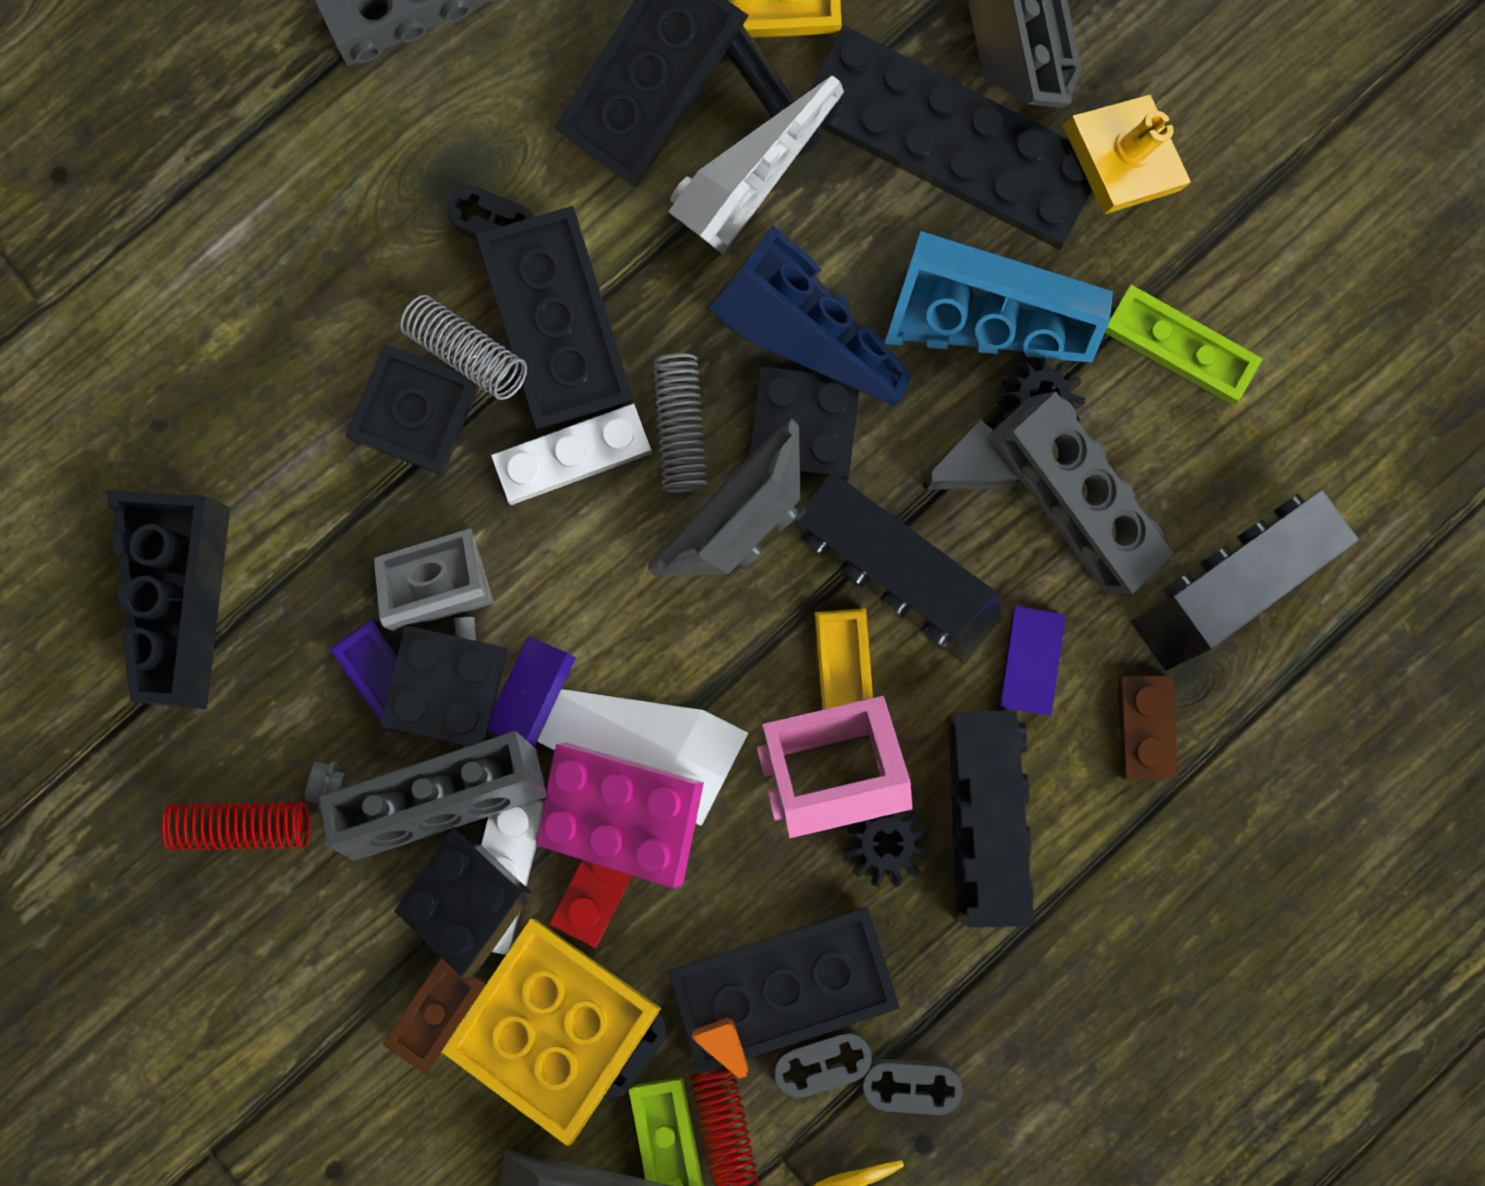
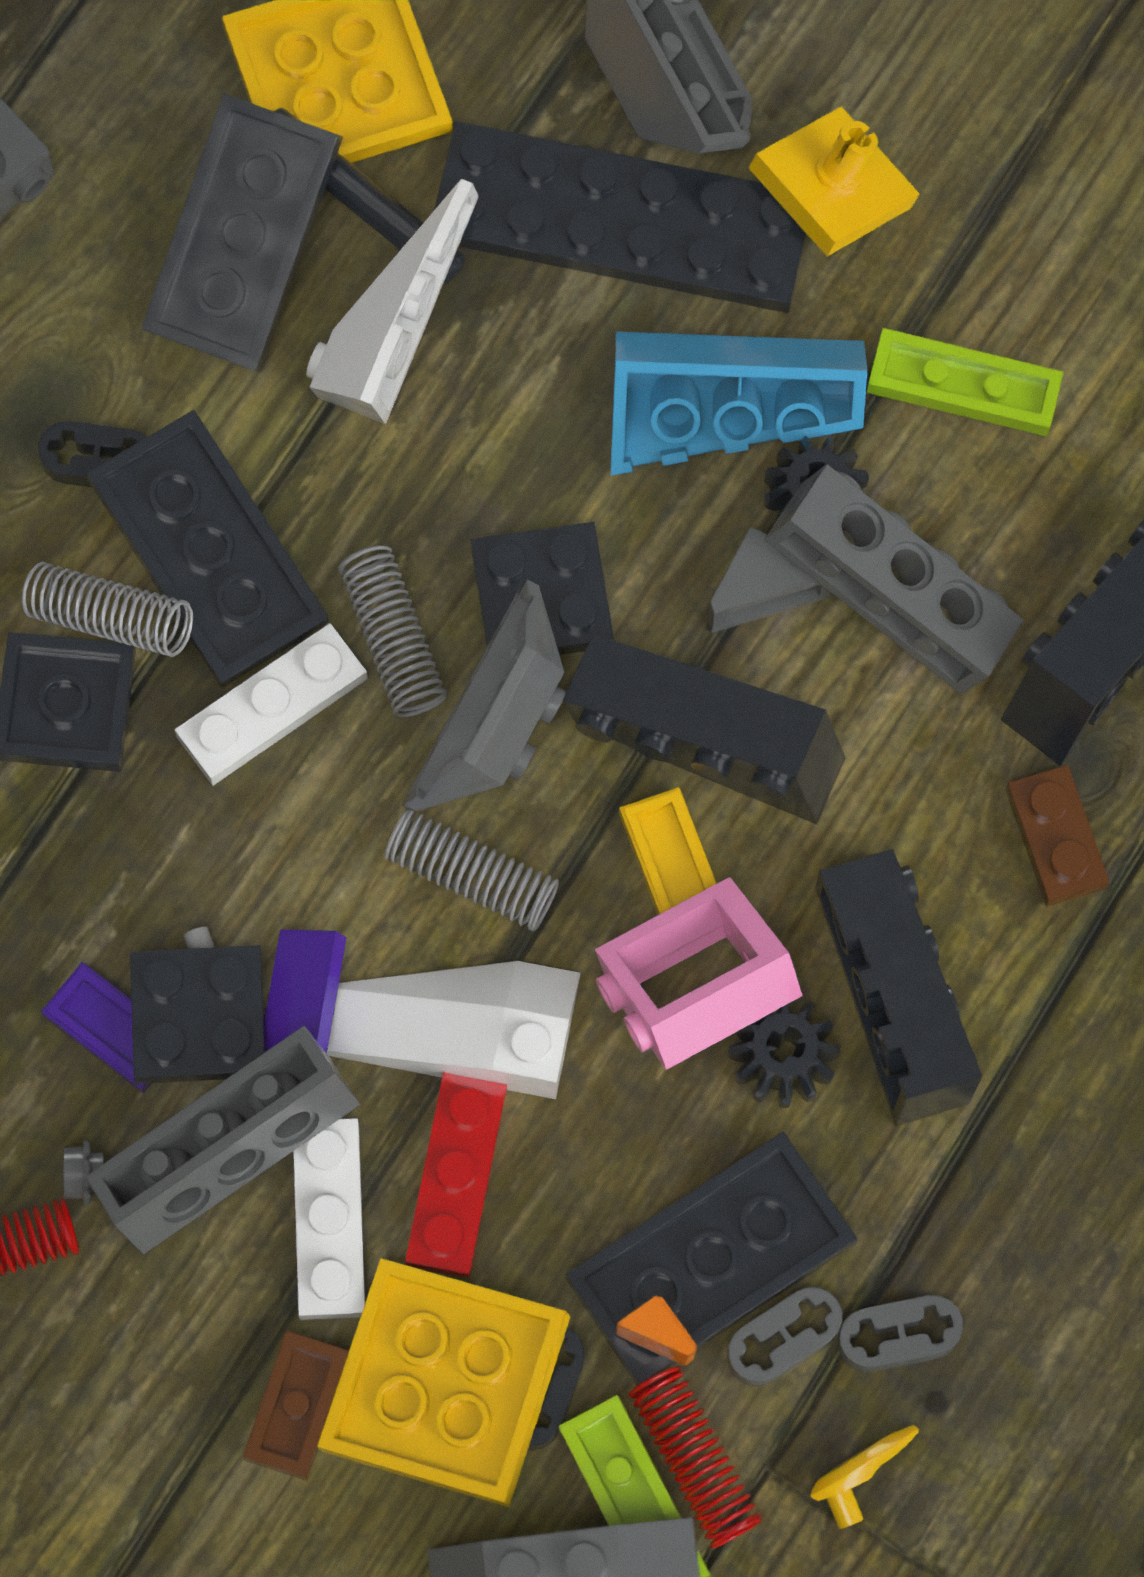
camera: 15 degrees left, 10 degrees down
(431, 581) = (146, 897): light grey slope -> none
(463, 902) = (293, 1259): black plate -> none
(620, 814) = (454, 1096): dark pink plate -> none
(726, 675) = (534, 916): none -> light grey piece
(790, 312) = (482, 466): dark blue wedge -> none
(1032, 661) = (896, 794): dark purple tile -> none

